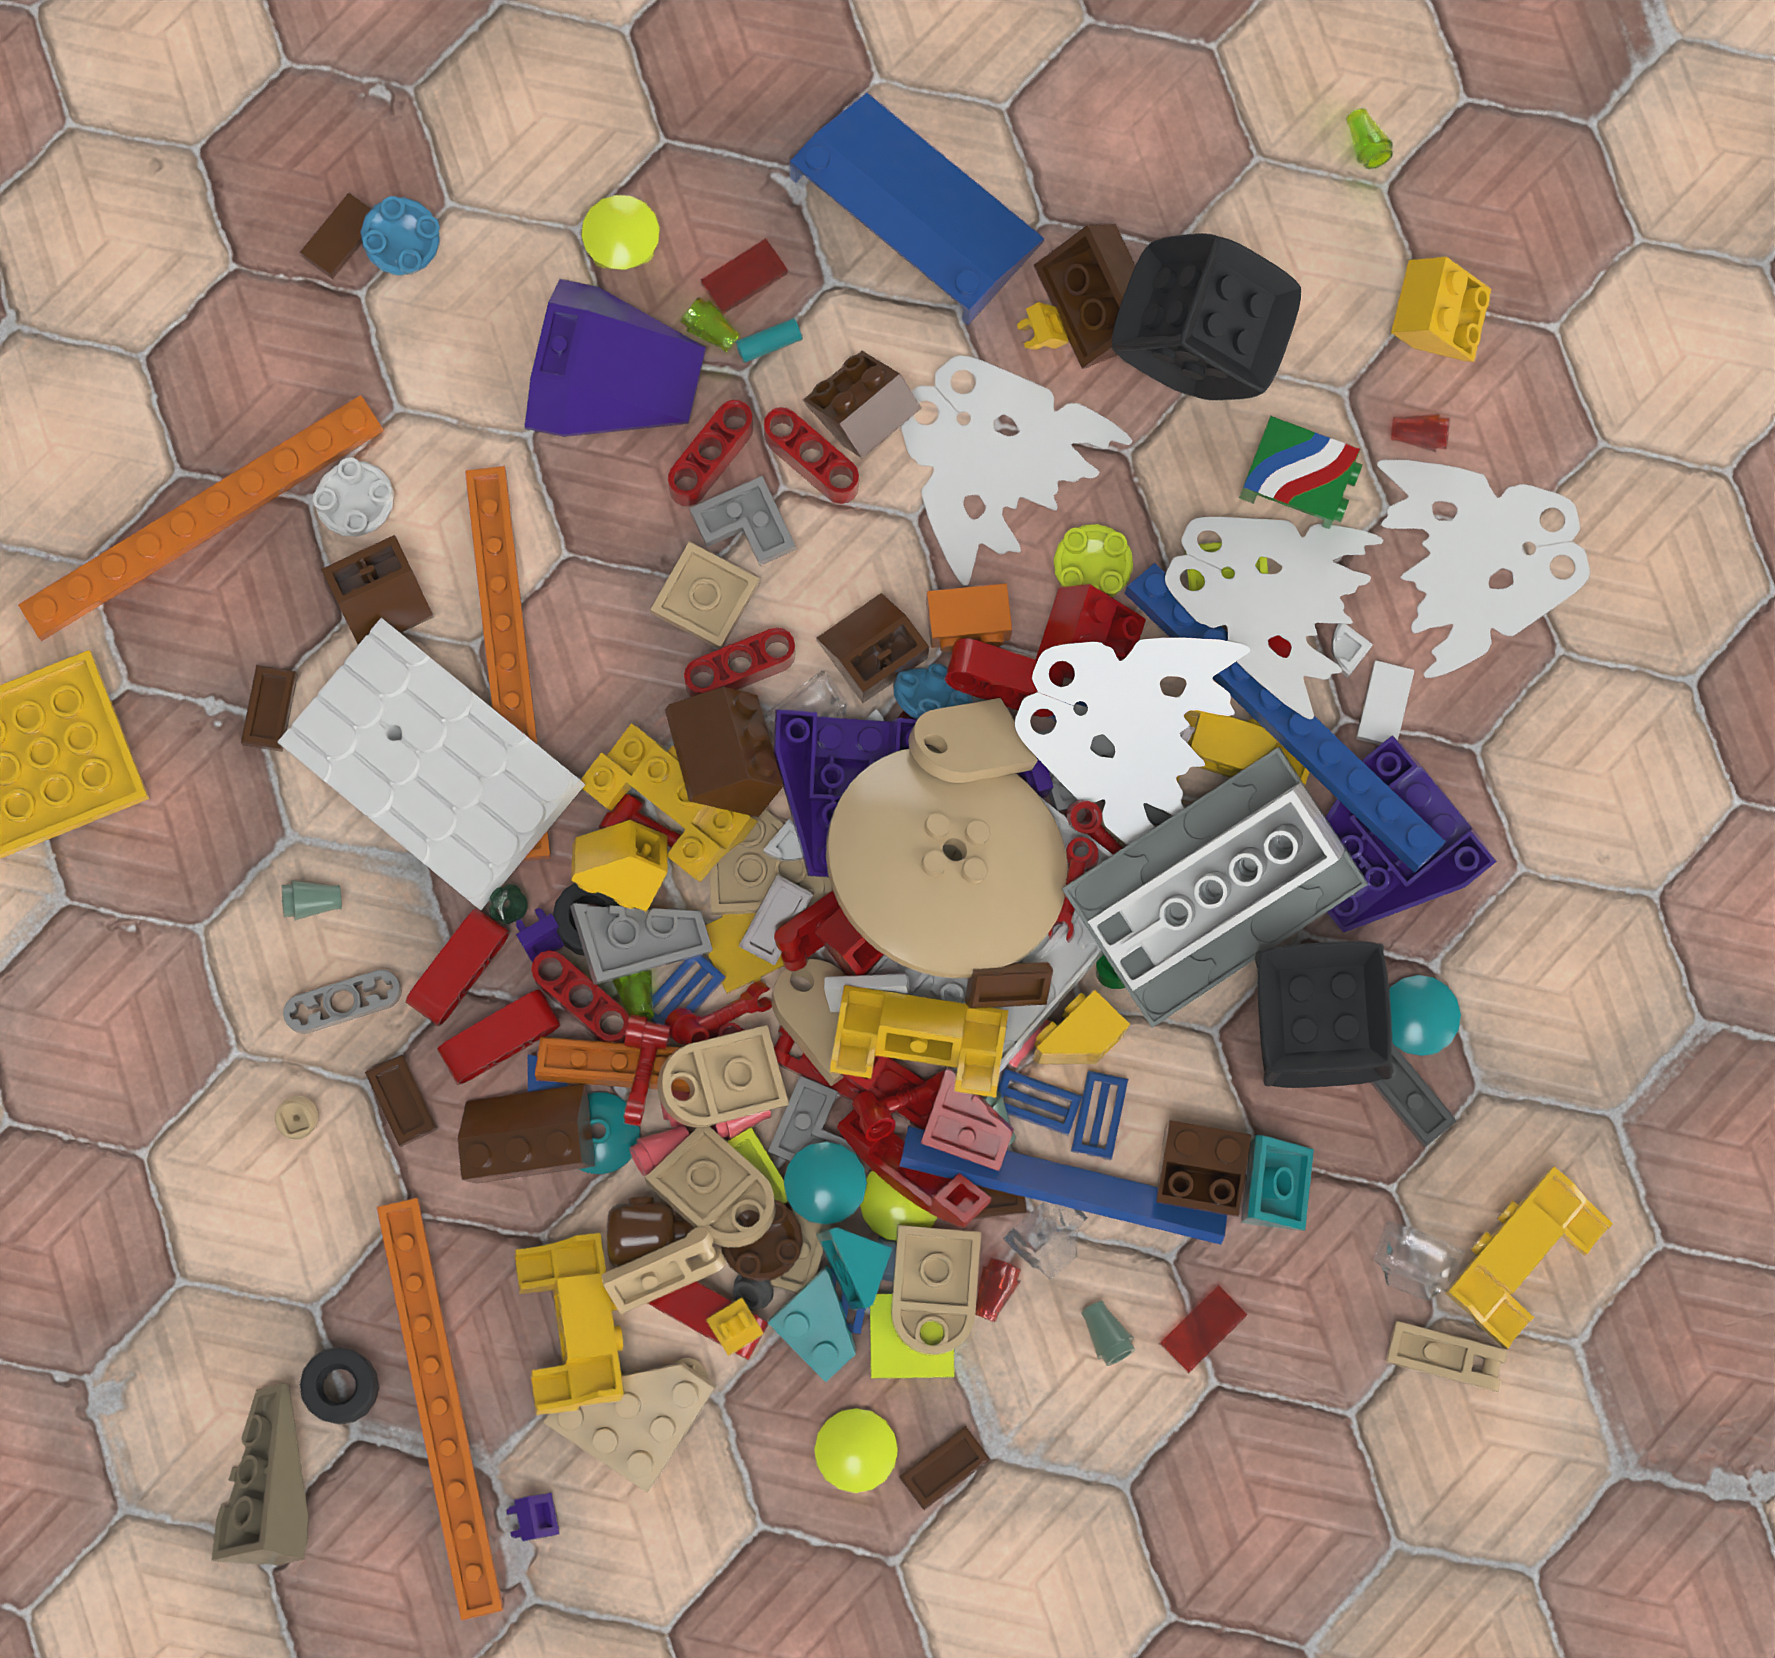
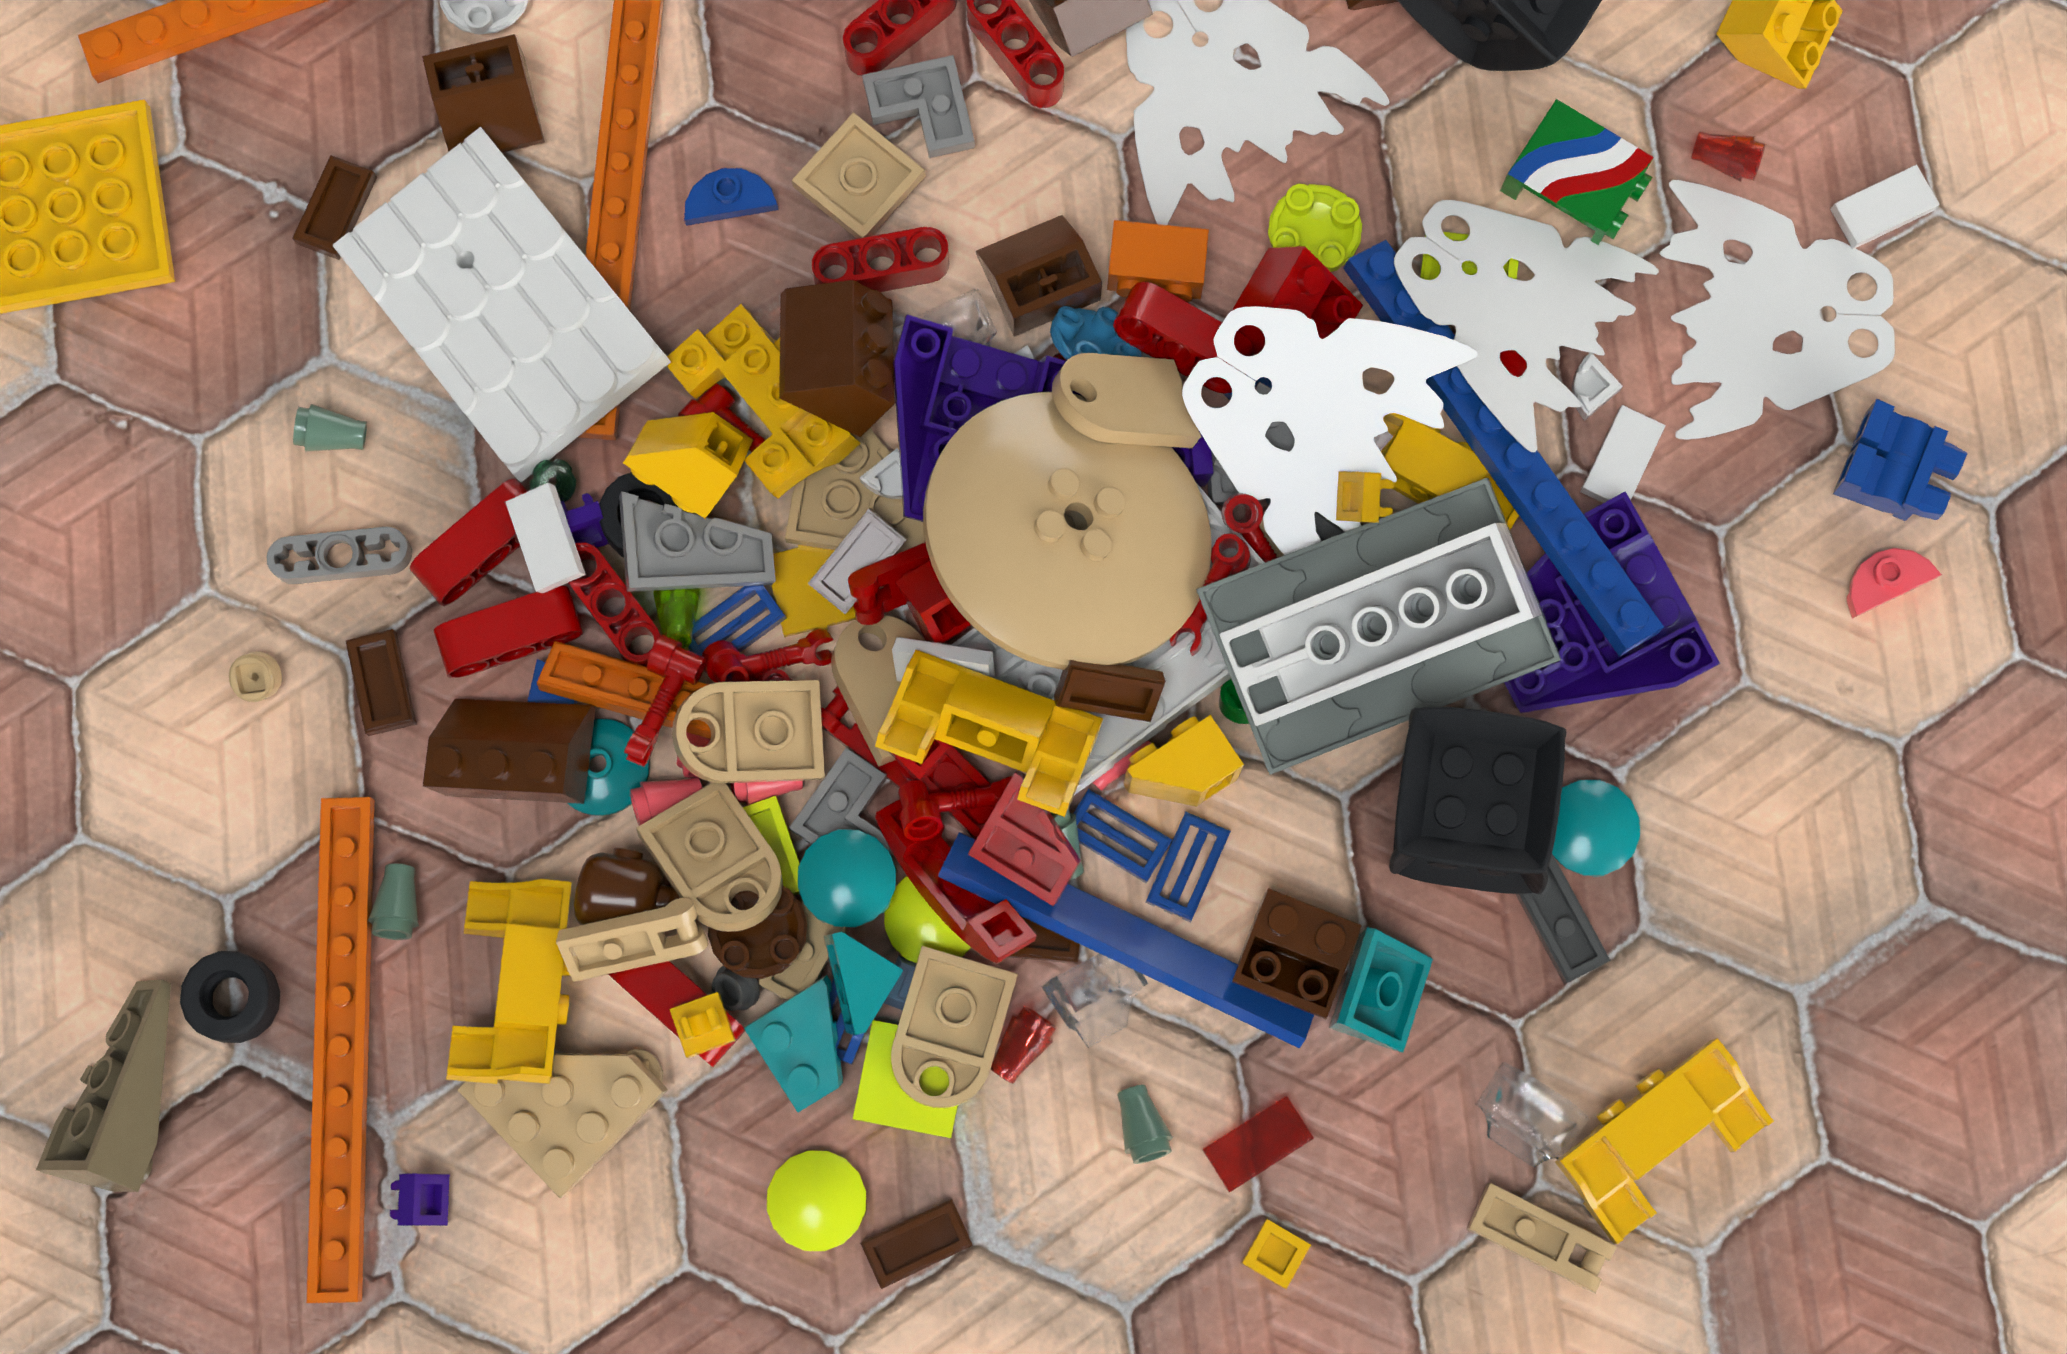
camera: 15 degrees right, 0 degrees up
(457, 1281) = (395, 905): none -> sand green cone
(516, 954) = (545, 538): none -> white tile
(599, 631) = (728, 195): none -> blue plate
(1178, 785) = (1360, 496): none -> yellow tile
(1236, 1414) = (1275, 1254): none -> yellow tile
(1557, 449) = (1884, 206): none -> white tile
(1607, 664) = (1895, 462): none -> blue hips
(1619, 759) = (1886, 577): none -> coral plate

